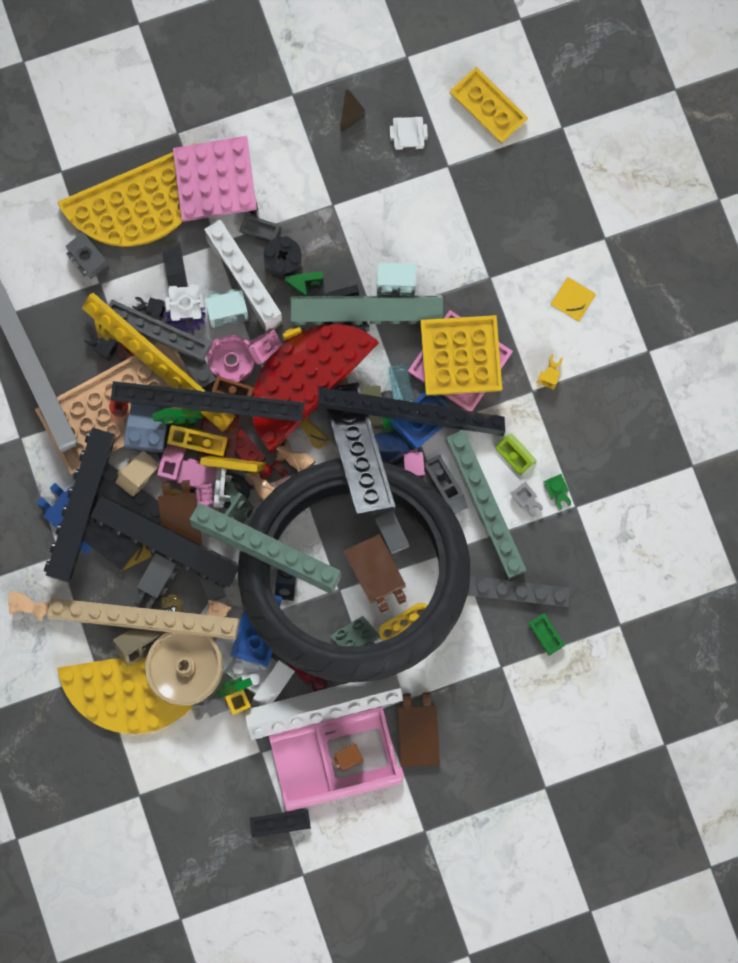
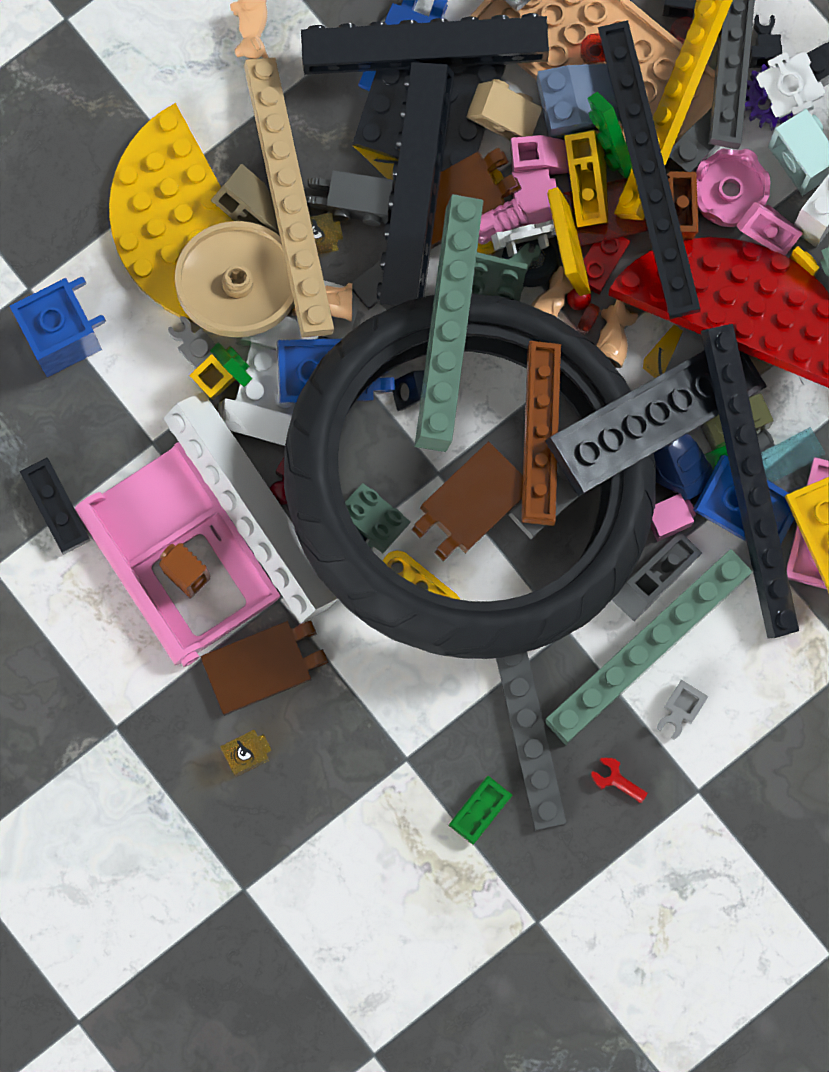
camera: 75 degrees right, 0 degrees up
(174, 783) = (57, 326): none -> blue container
(346, 518) = (540, 424): none -> dark orange tile
(467, 758) = (246, 752): none -> clear yellow brick
(515, 454) = (747, 668): lime slope -> none
(554, 550) = (617, 780): none -> red bar
(556, 489) = (715, 751): green plate -> none

